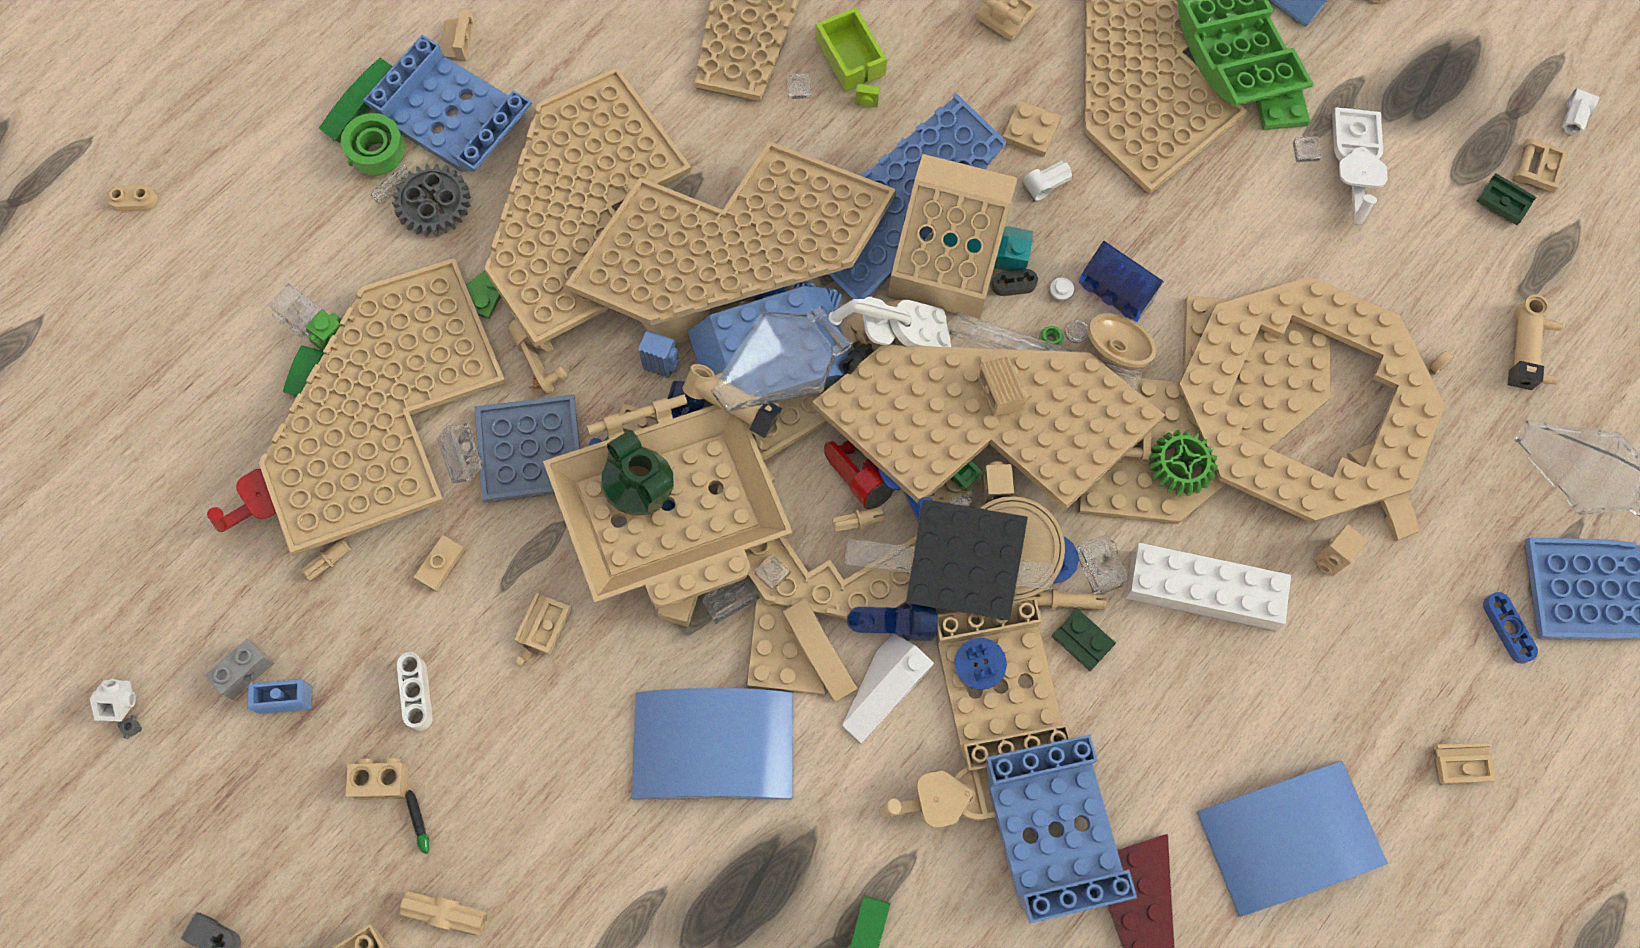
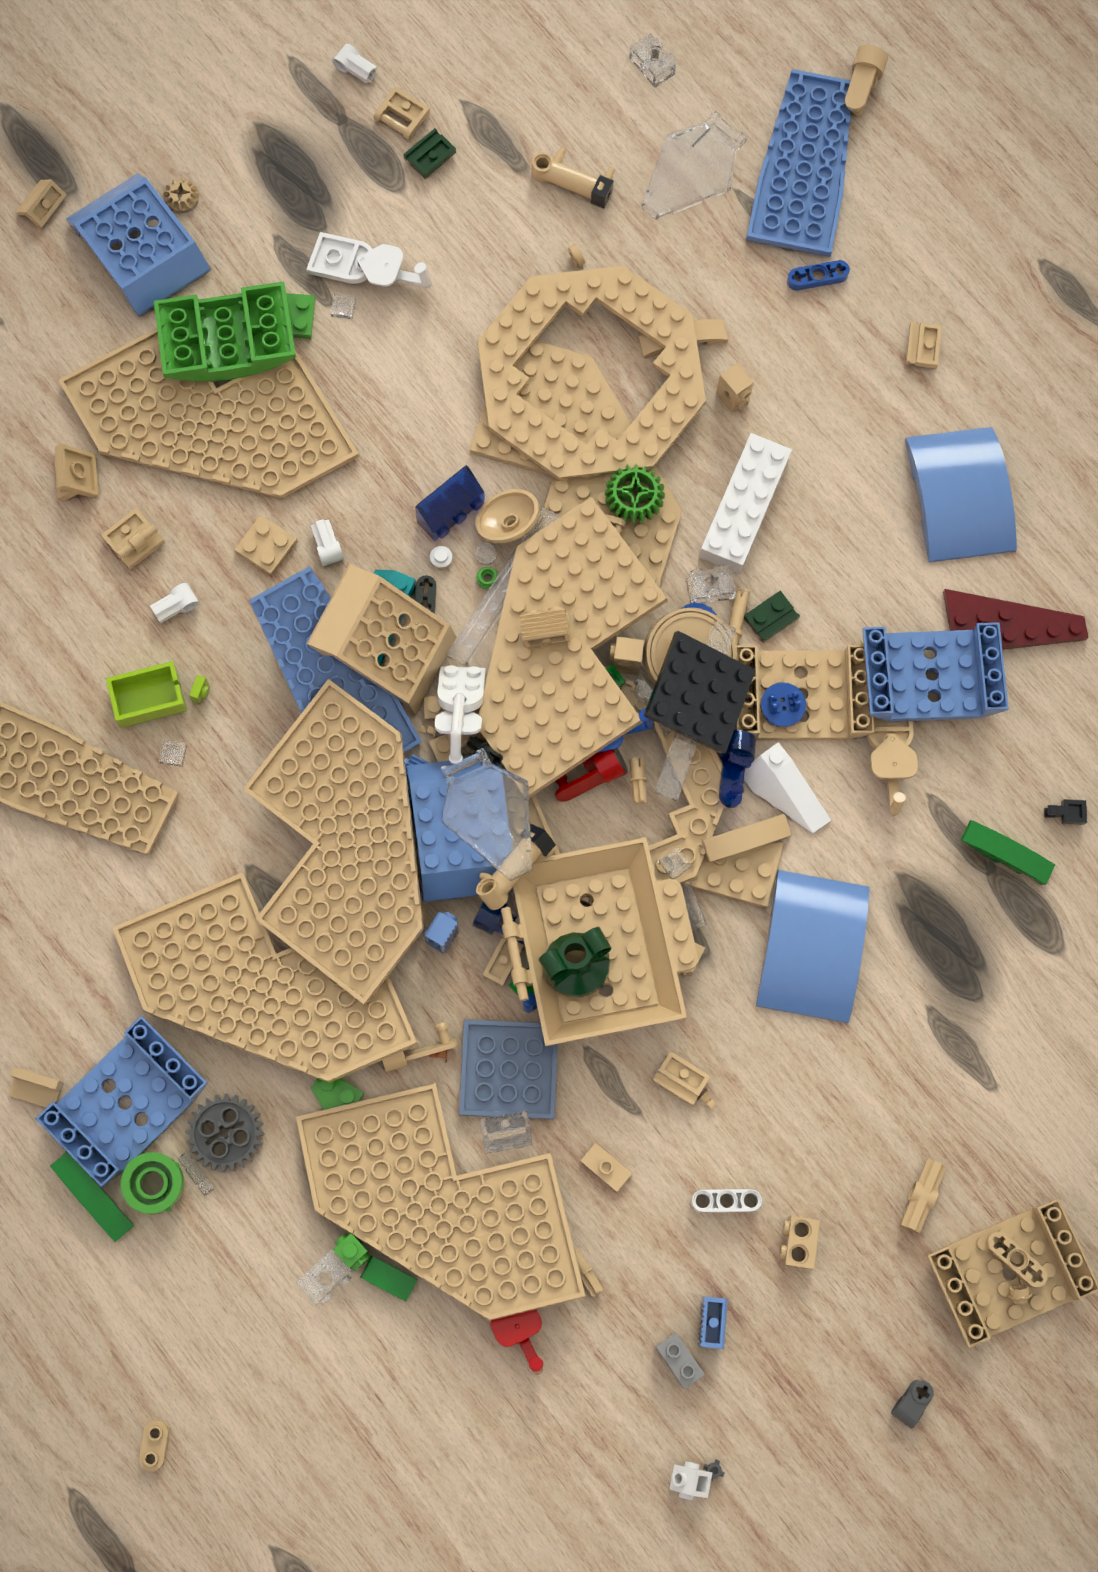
camera: 80 degrees left, 5 degrees up
(417, 821) = (840, 1212): black piece -> none
(953, 62) = (180, 600): none -> white piece

